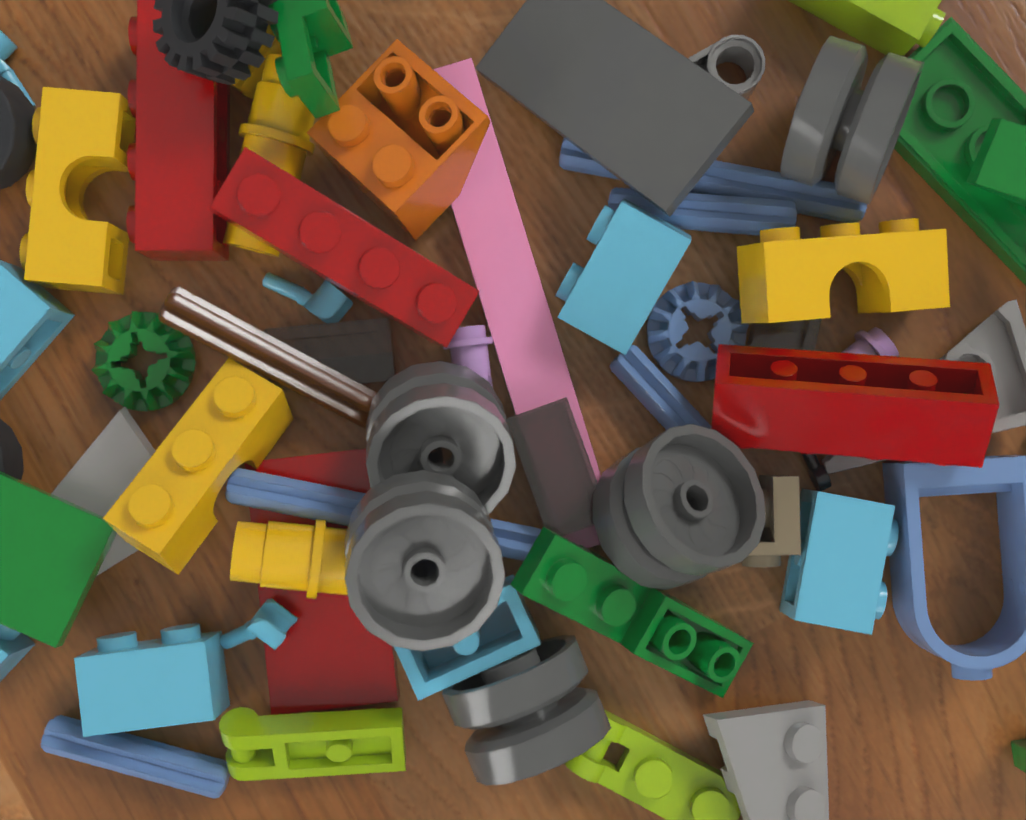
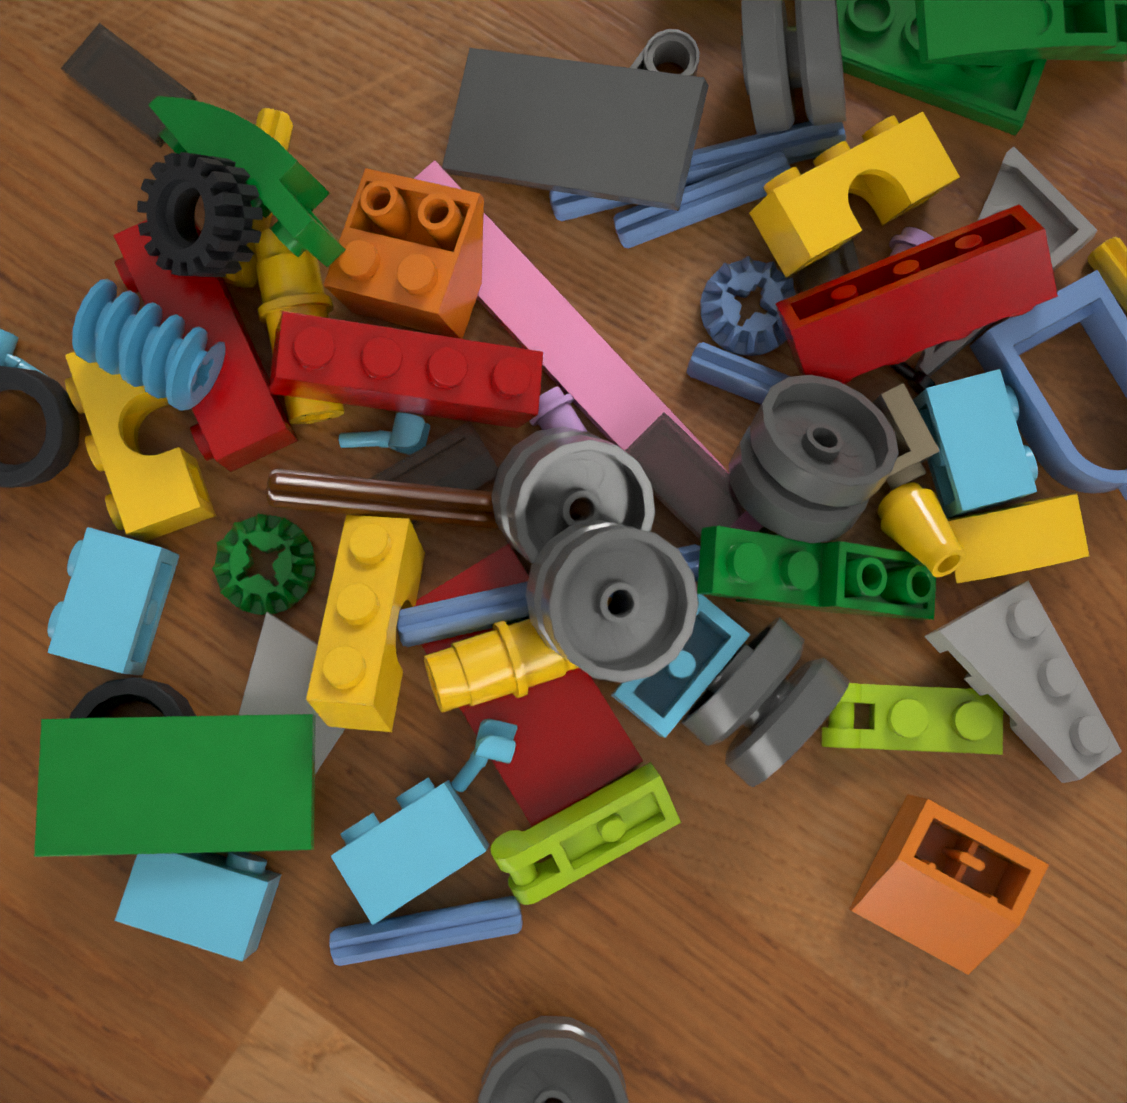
camera: 25 degrees left, 5 degrees down
(109, 118) = (143, 351): none -> dark azure piece
(623, 274) = (662, 281): medium azure brick -> none
(750, 614) = (920, 526): none -> yellow cone
(834, 664) = (1020, 537): none -> yellow slope

